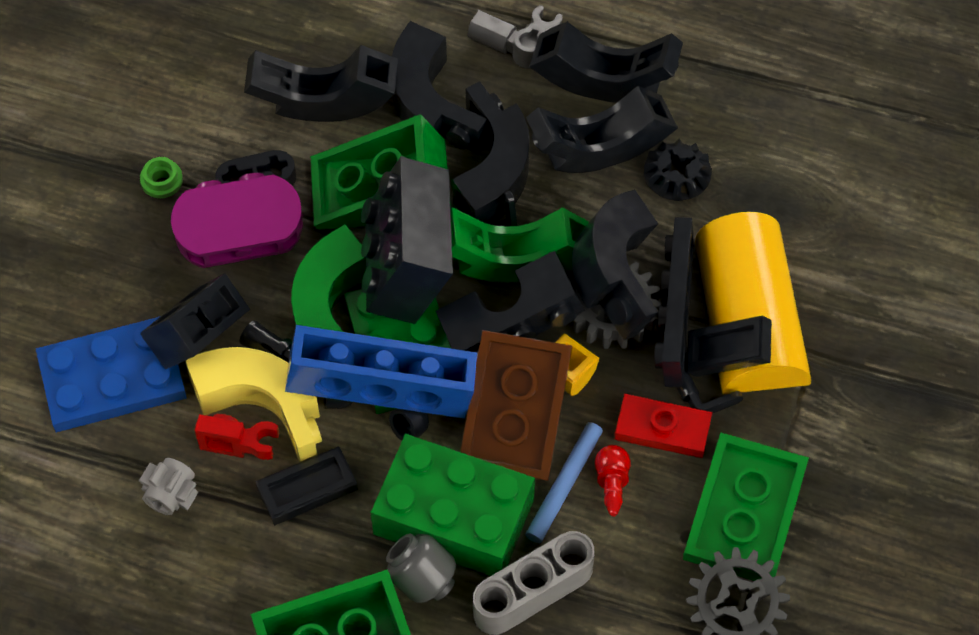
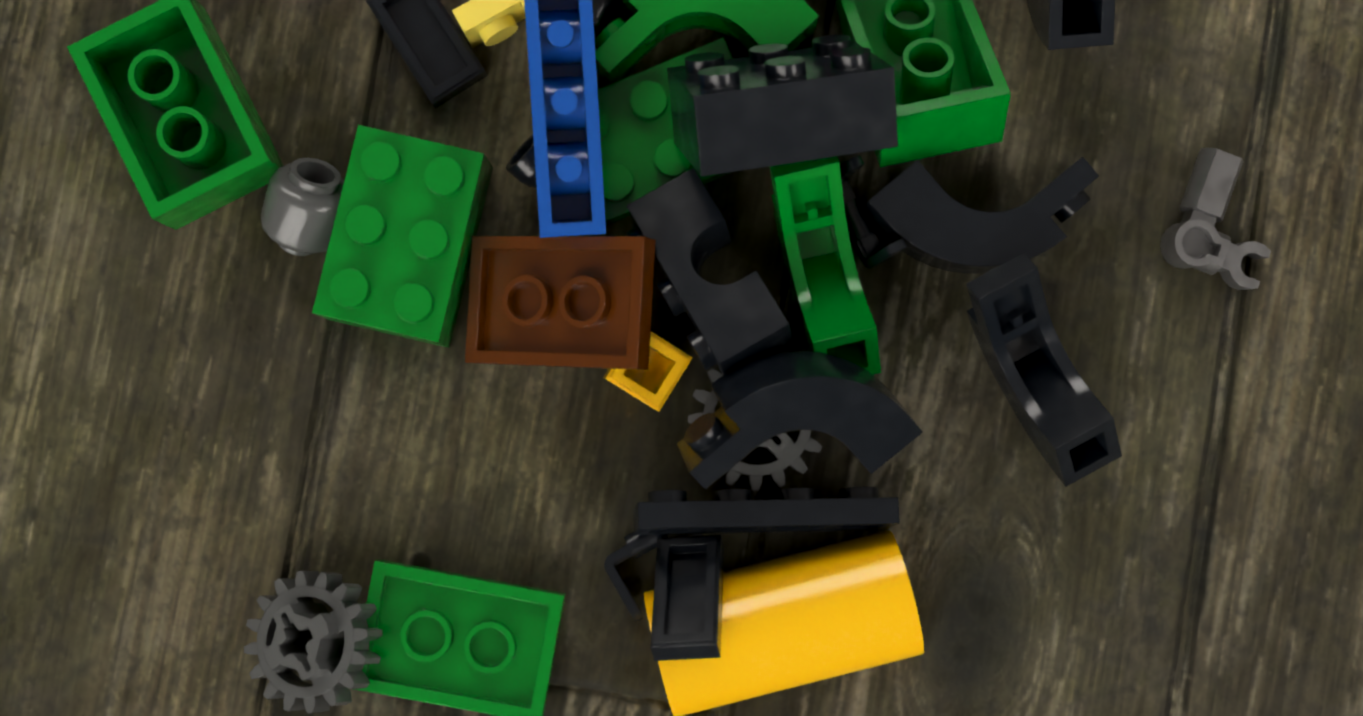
camera: 85 degrees right, 25 degrees up
(420, 59) = (1128, 77): black arch -> none
(542, 563) = (281, 349): light grey beam -> none
(564, 482) = (474, 385): medium blue bar -> none
(601, 71) = (1160, 364): black arch -> none
(612, 474) = (510, 449): red bar -> none
(663, 425) = (577, 513): red plate -> none
(673, 184) = (975, 487): black gear -> none

